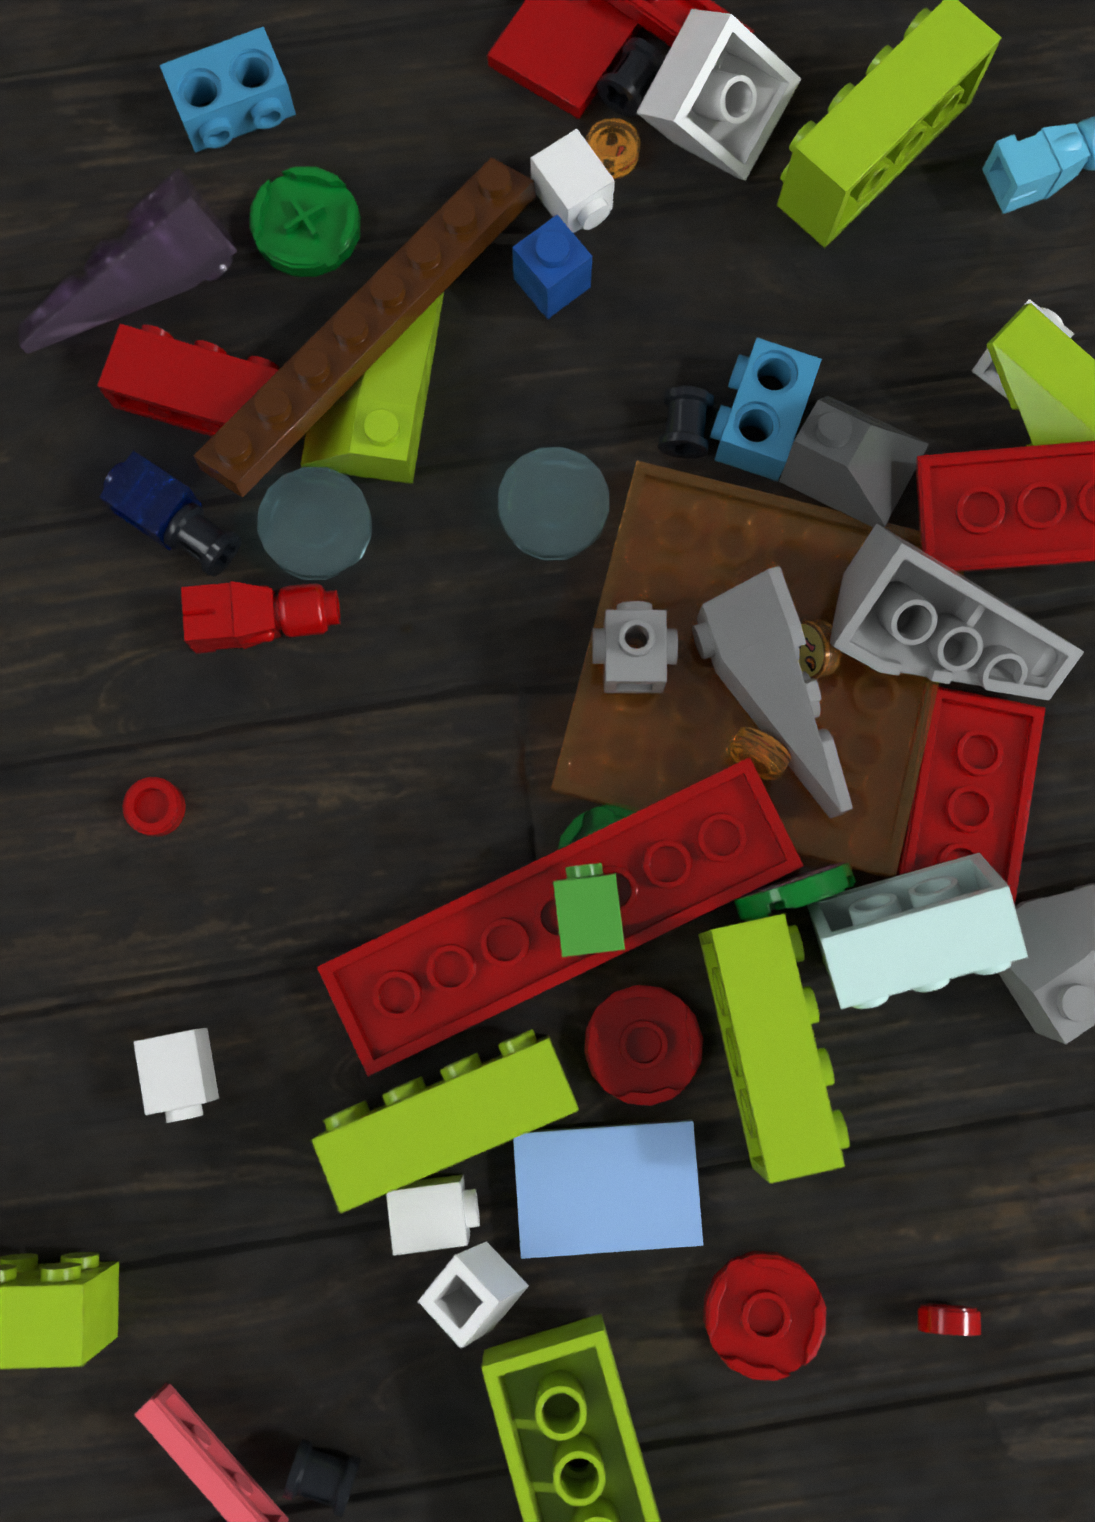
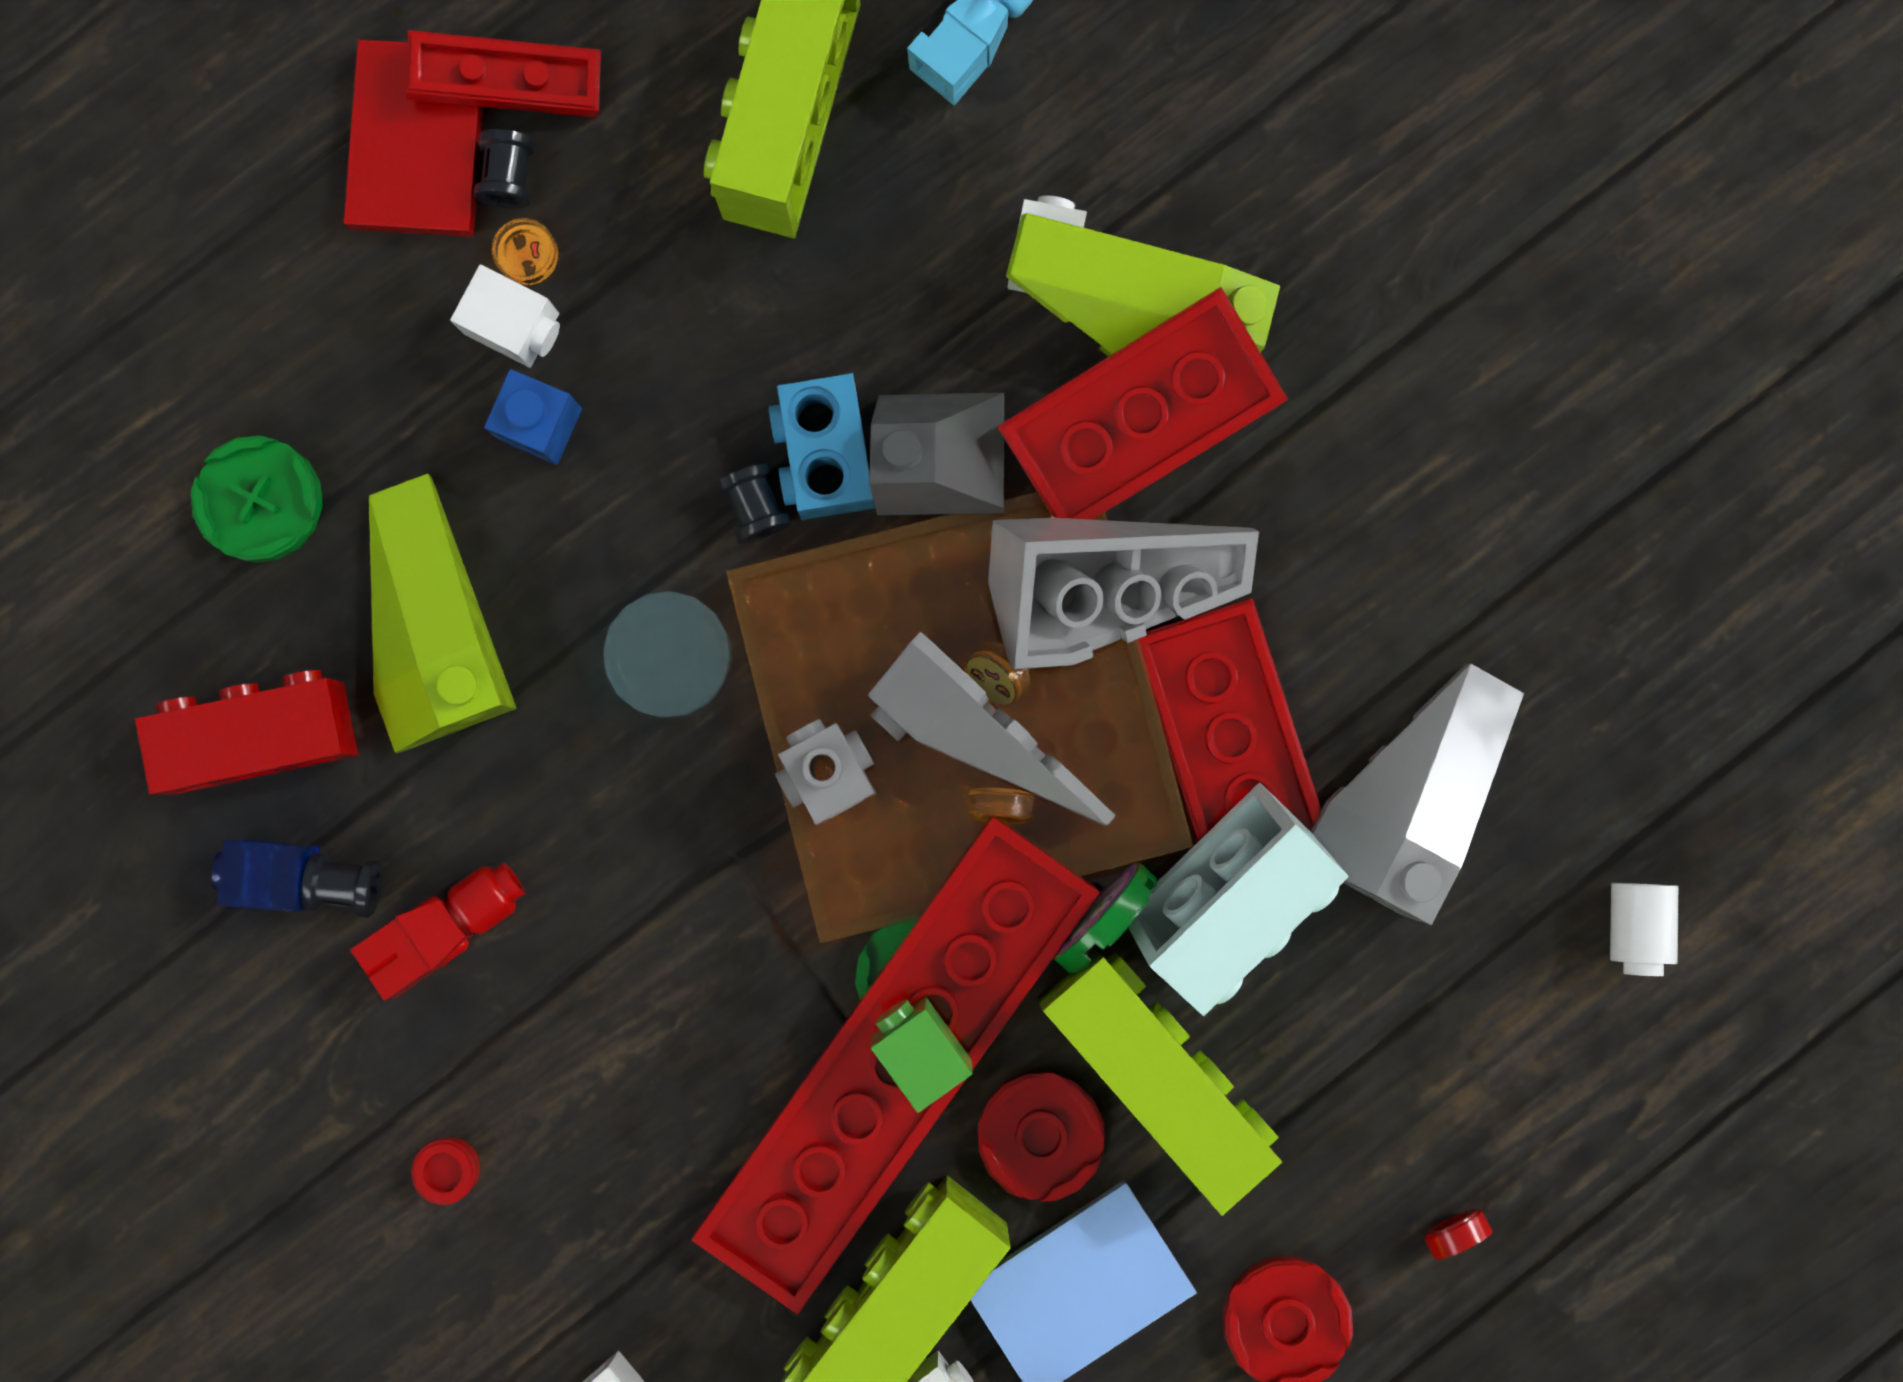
camera: 30 degrees left, 5 degrees up
(164, 252) = (127, 626): clear purple wedge -> none
(223, 77) = (89, 394): dark azure brick -> none
(314, 523) = (442, 804): clear light blue tile -> none
(364, 328) = (383, 584): reddish brown plate -> none
(719, 92) = (602, 145): white slope -> none

